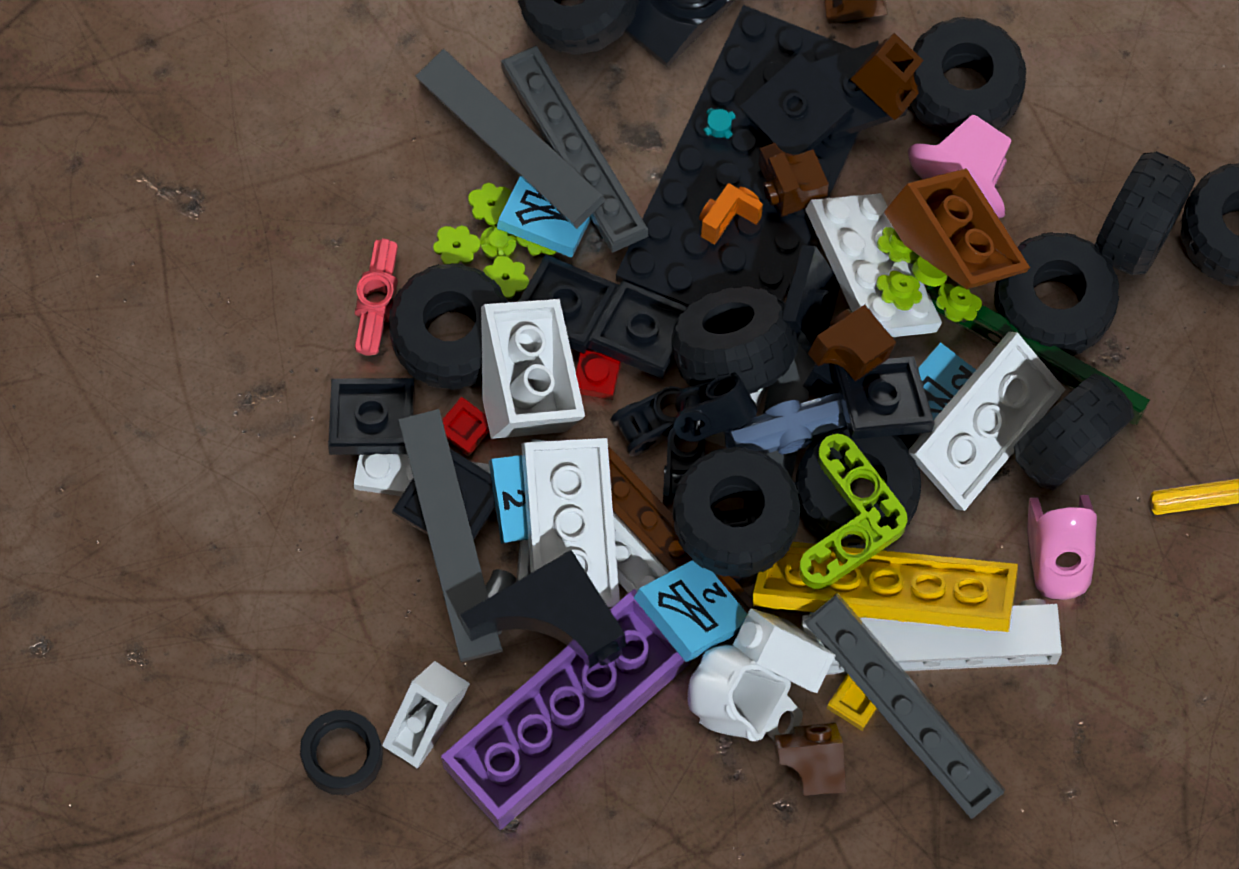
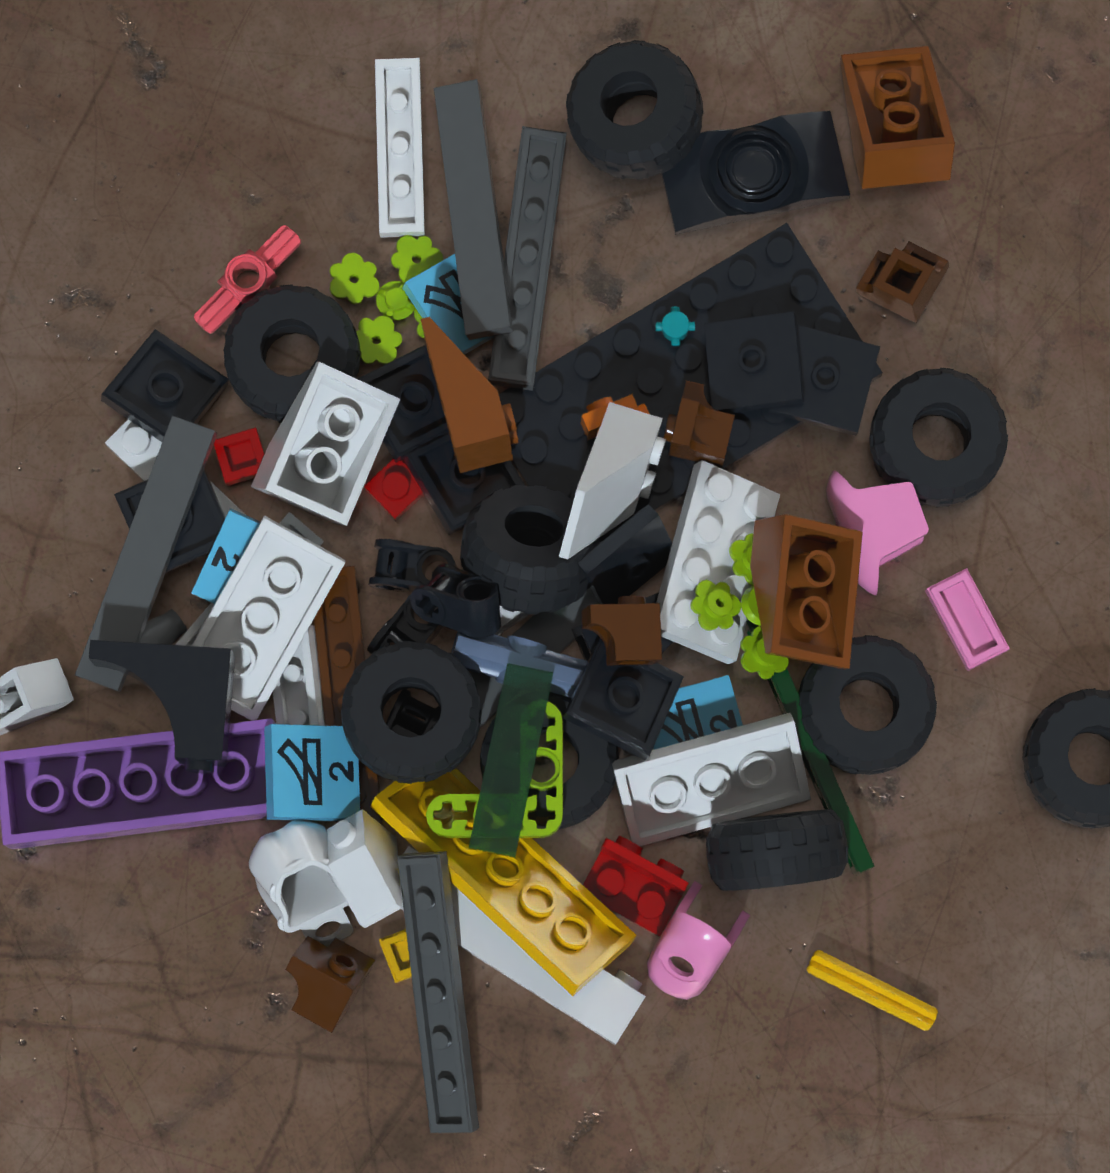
camera: 35 degrees right, 10 degrees up
(421, 133) = (399, 147): none -> white plate
(610, 265) = (472, 407): none -> dark orange slope
(758, 242) = (613, 476): none -> white slope
(838, 492) = (511, 760): none -> clear green tile
(889, 76) = (857, 392): reddish brown brick -> none
(988, 527) = (635, 886): none -> red bracket
(1076, 192) = (967, 619): none -> bright pink tile
(1144, 212) = (1001, 686): black tyre -> none

